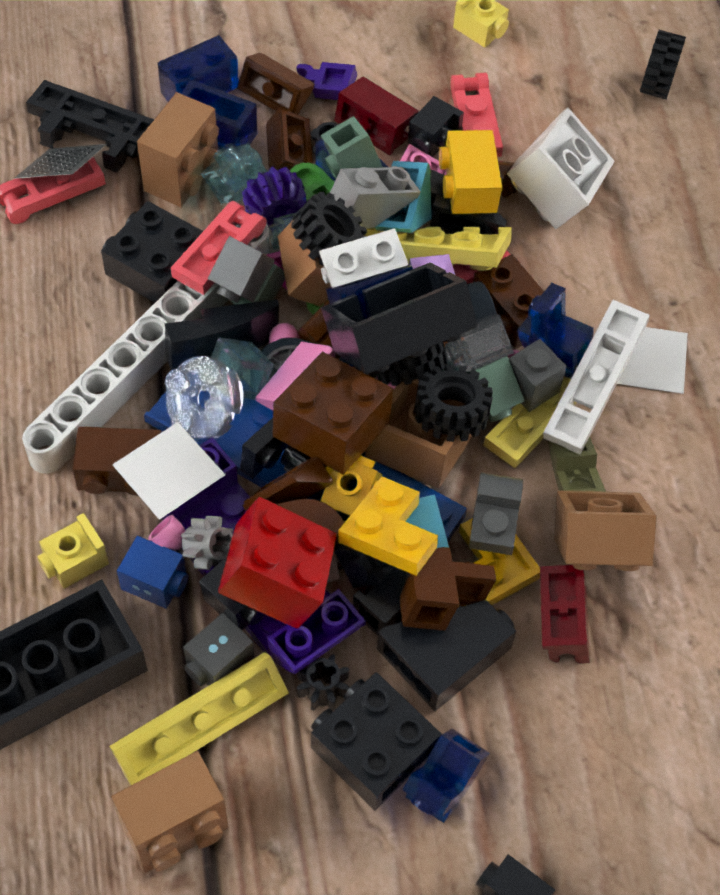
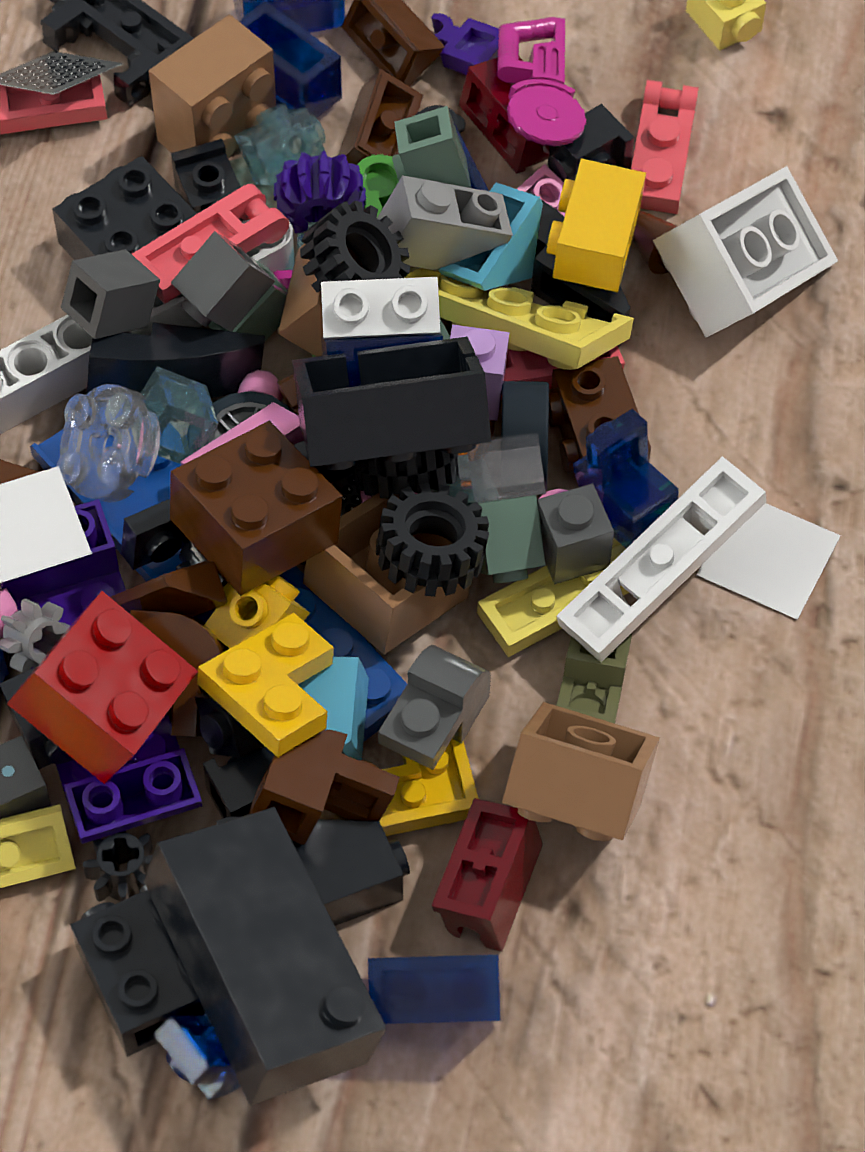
camera: 20 degrees right, 0 degrees up
(169, 296) = (110, 293): none -> dark grey brick
(192, 204) = (203, 174): none -> black brick
(395, 101) = (539, 100): none -> dark pink piece
(457, 712) = (263, 955): none -> black brick
(568, 701) = (437, 989): none -> clear blue brick

